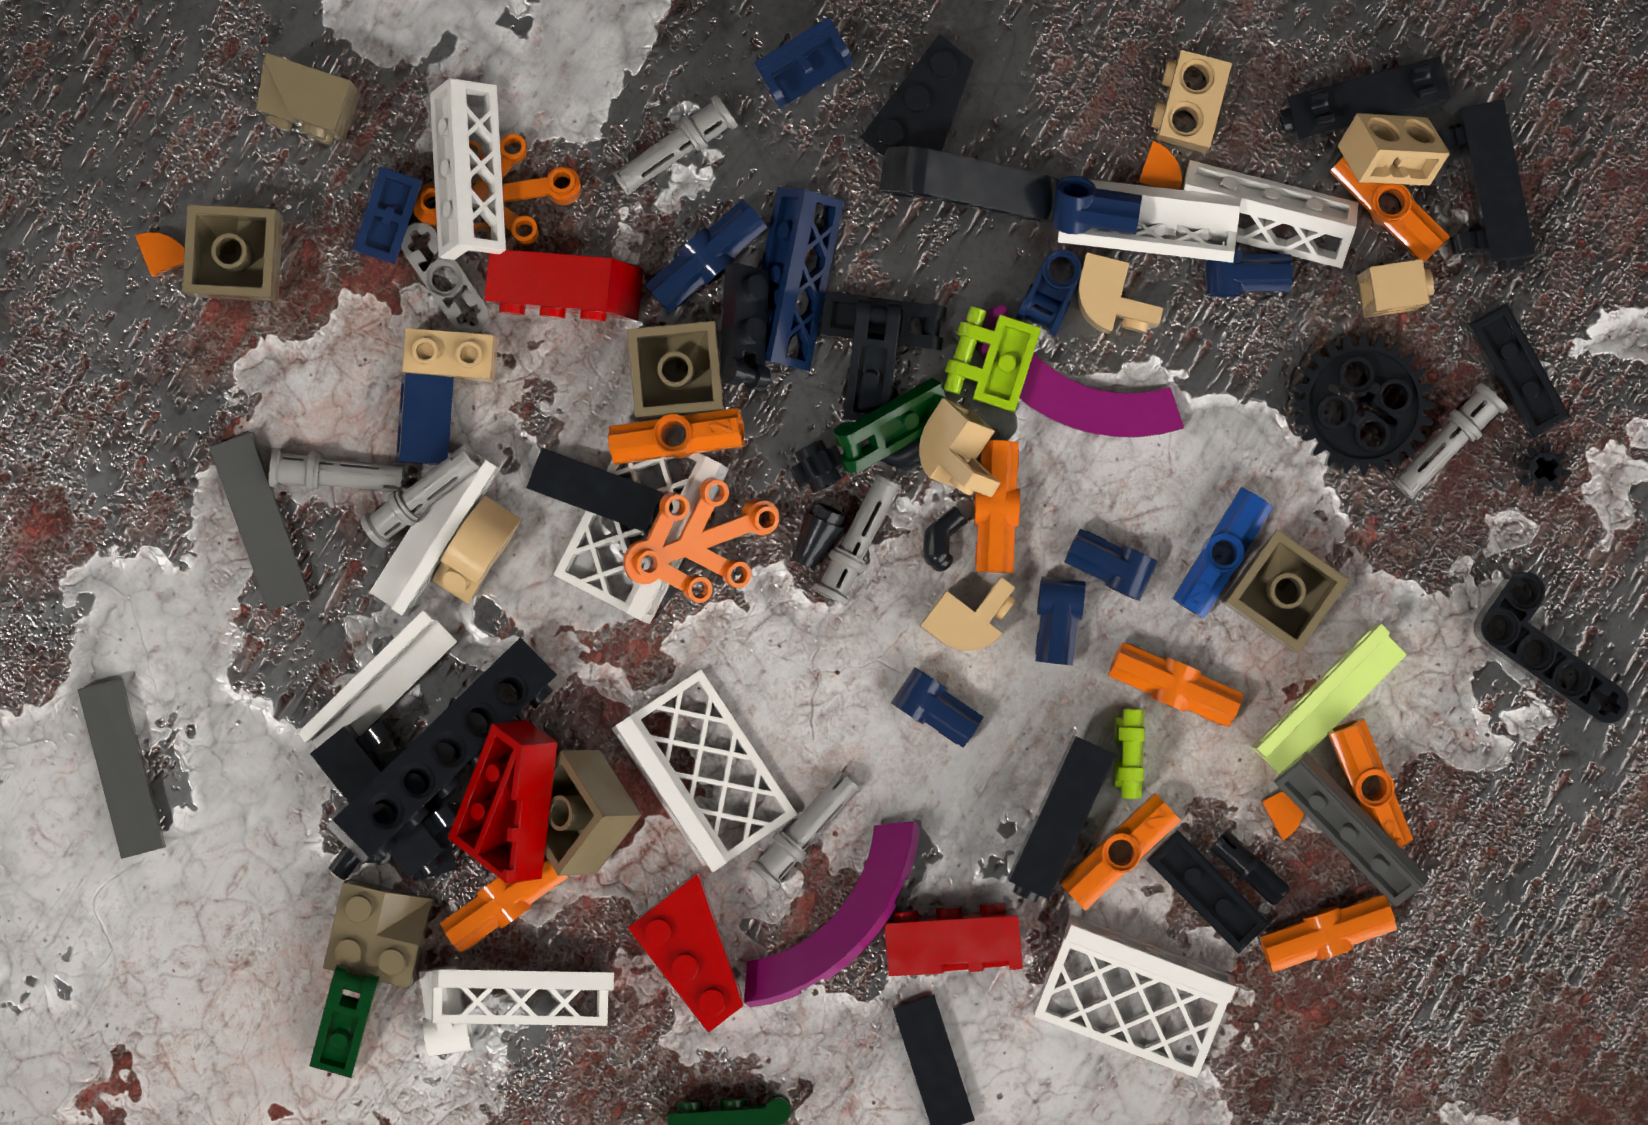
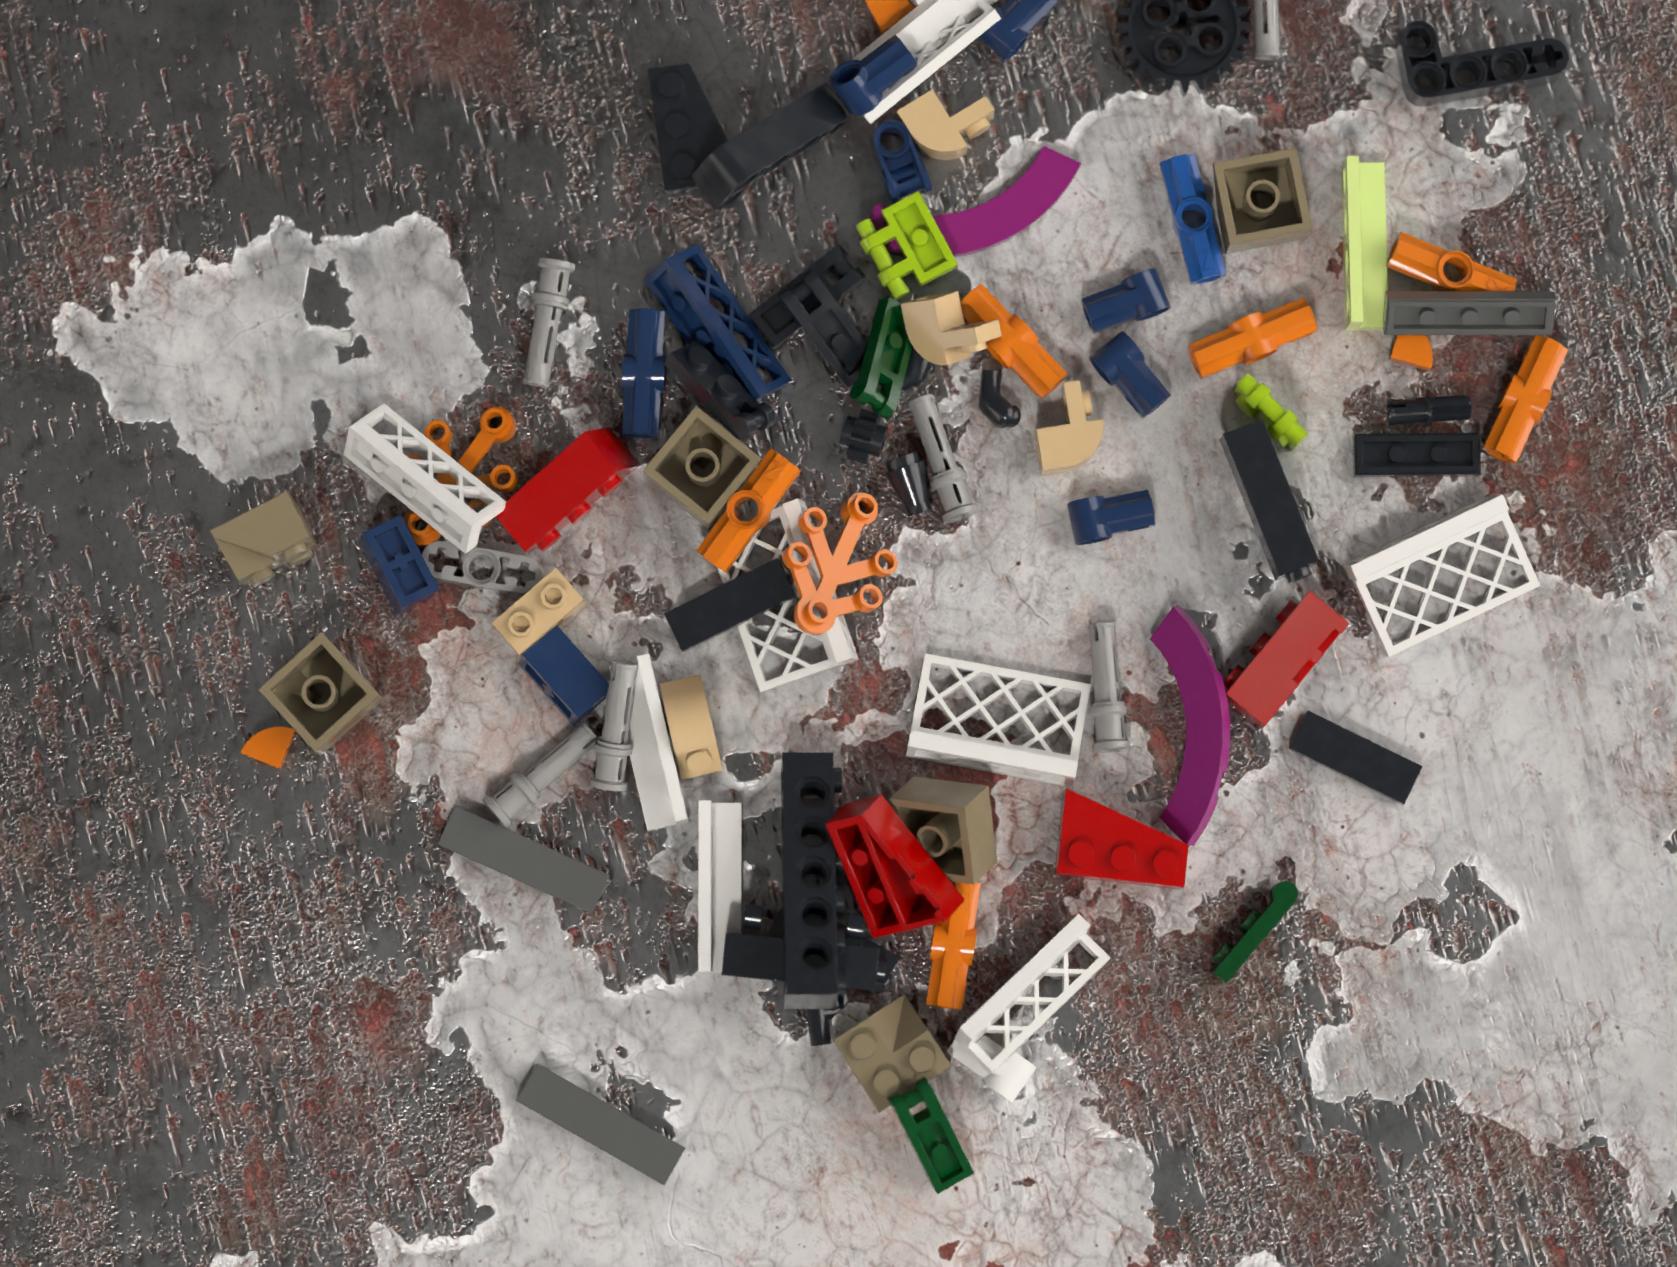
camera: 50 degrees left, 5 degrees down
(804, 63) = (576, 179): dark blue hinge -> none
(1142, 831) = (1331, 459): orange piece -> none

